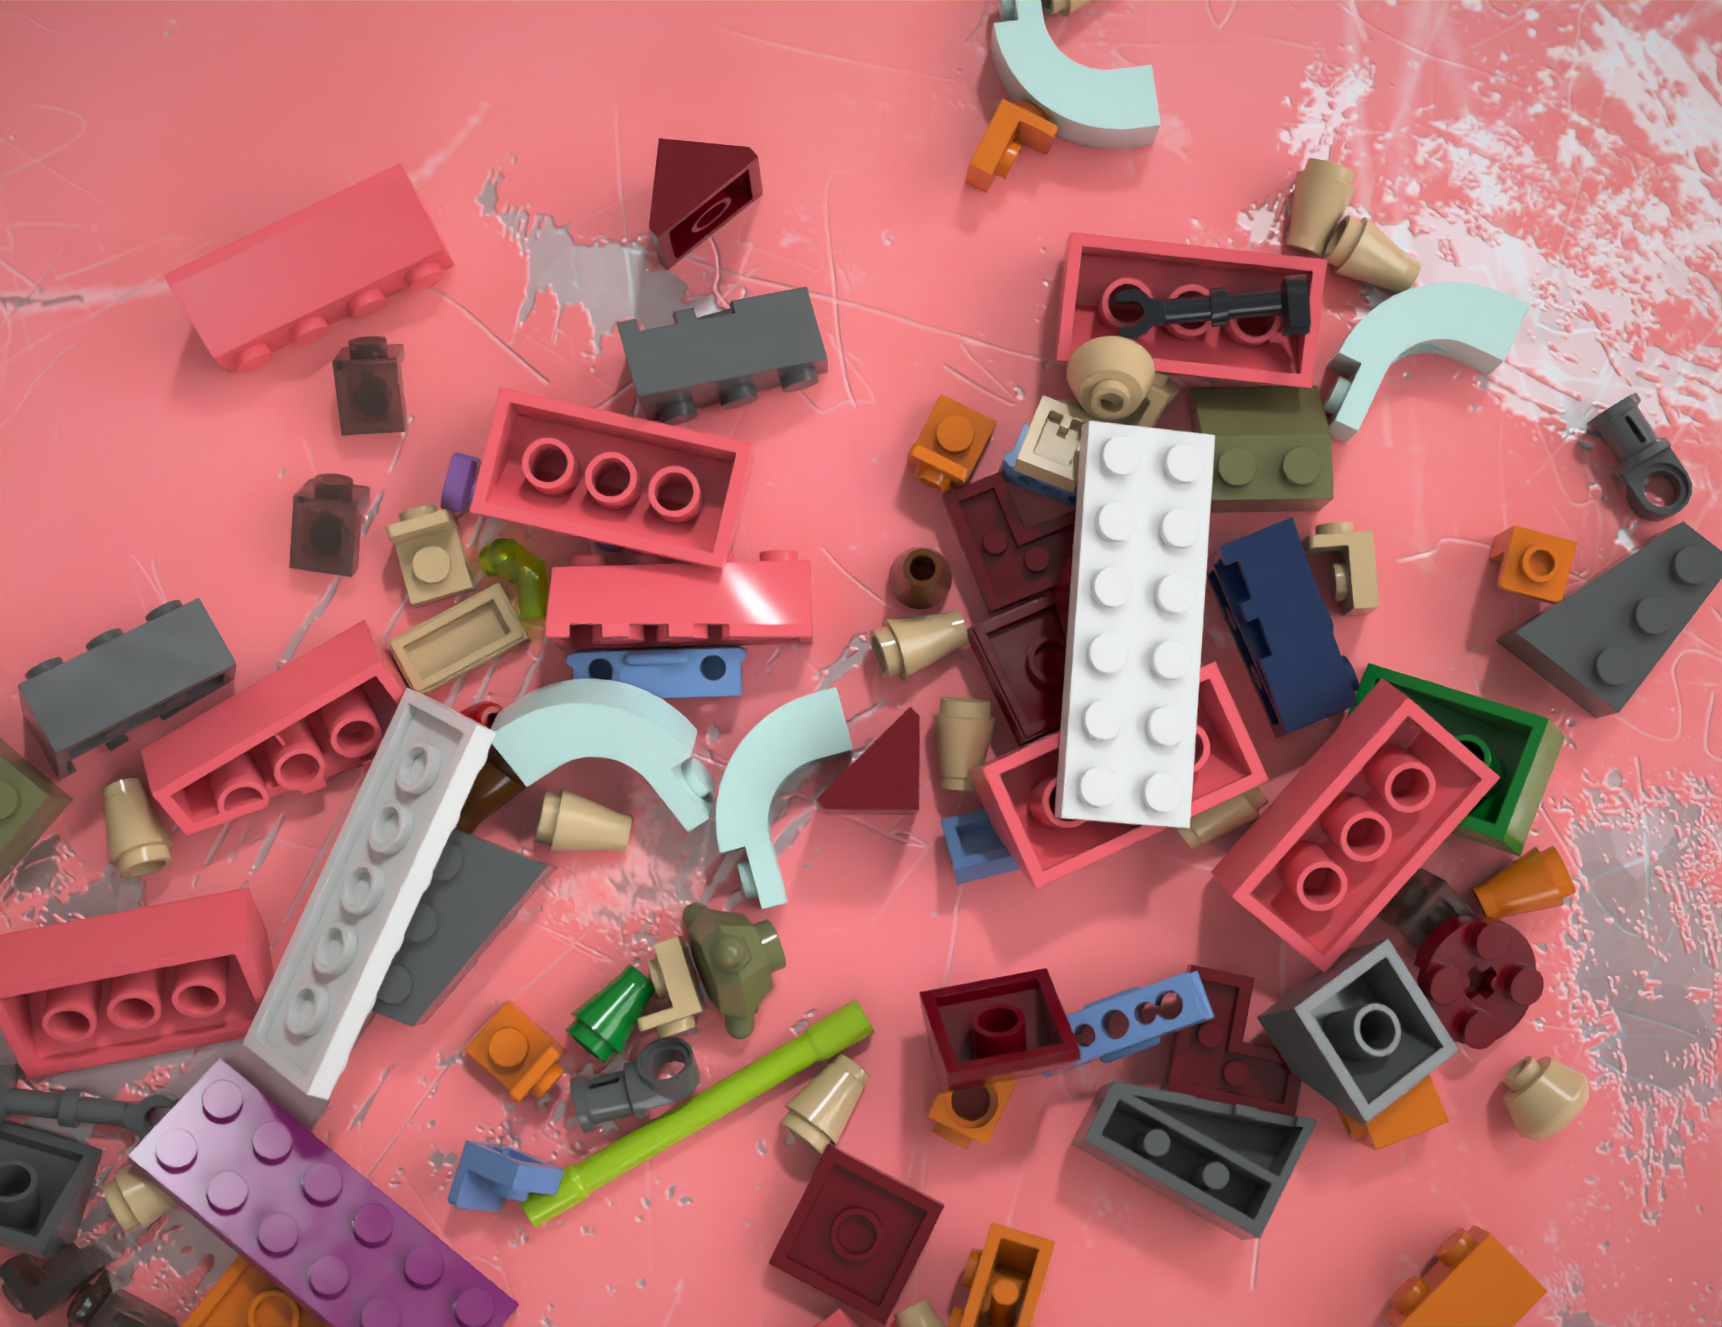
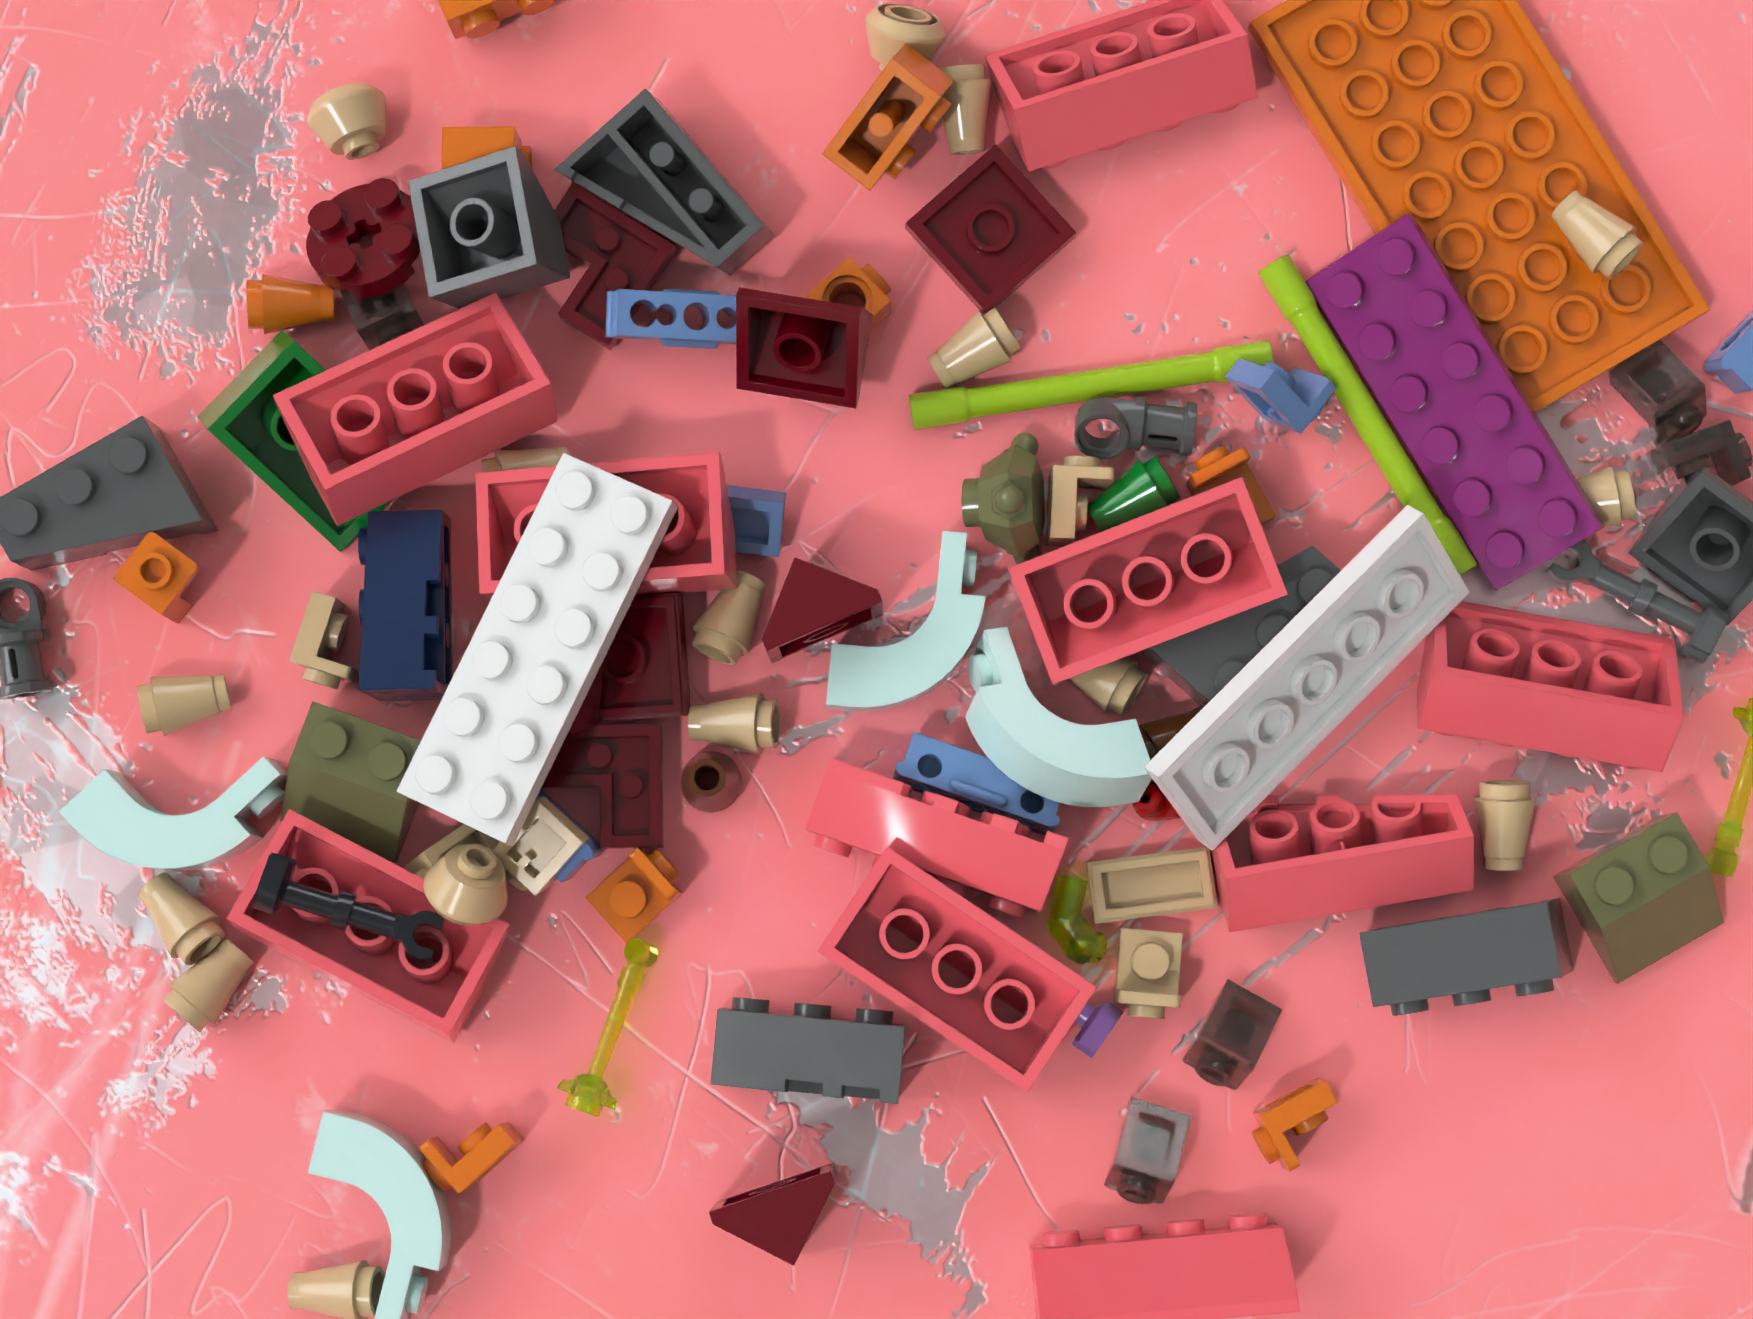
camera: 155 degrees left, 0 degrees up
(244, 476) = (1297, 1110): none -> orange bracket
(514, 1273) = (1301, 310): none -> lime piece
(562, 928) = (1148, 580): none -> coral slope
(920, 243) = (588, 1090): none -> clear neon green piece
(1459, 459) = (181, 701): none -> tan cone

